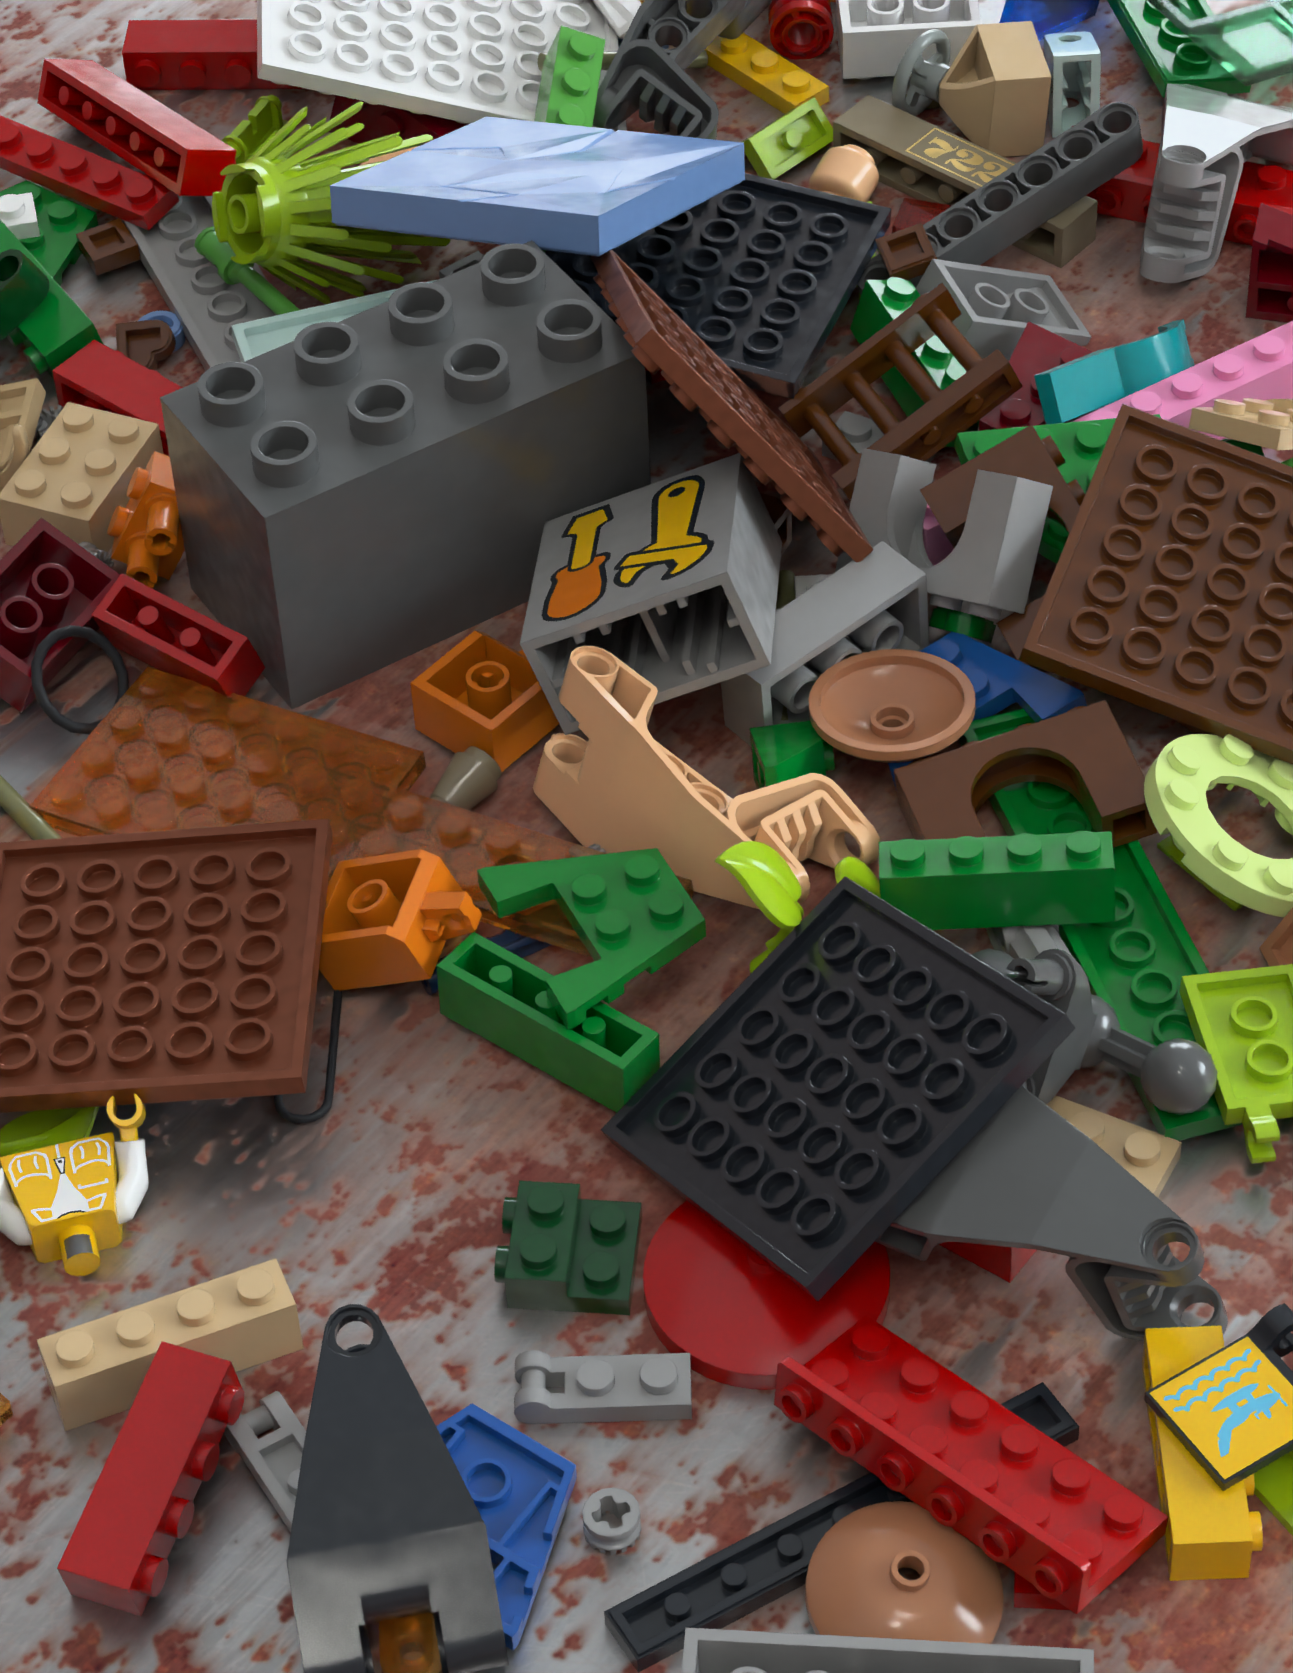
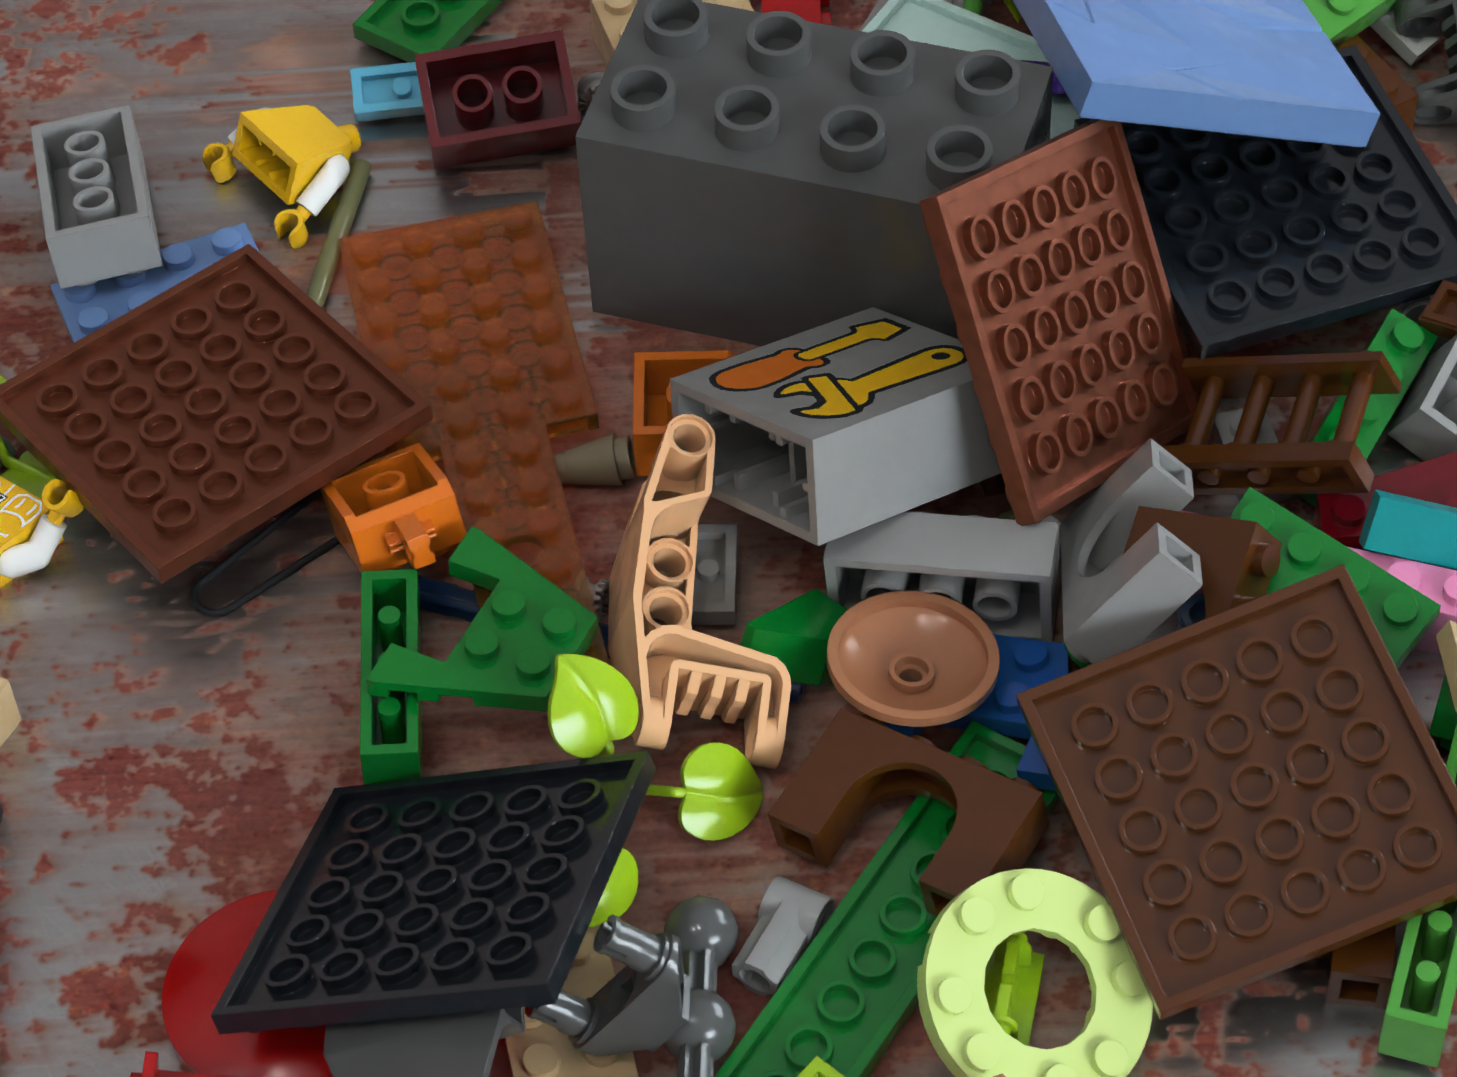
camera: 50 degrees right, 5 degrees up
(37, 674) = (464, 127): black piece -> none
(177, 638) = (556, 195): red brick -> none
(568, 1250) = (201, 850): dark green plate -> none
(603, 1388) = (94, 966): light grey plate -> none
(1001, 880) = (782, 859): green brick -> none

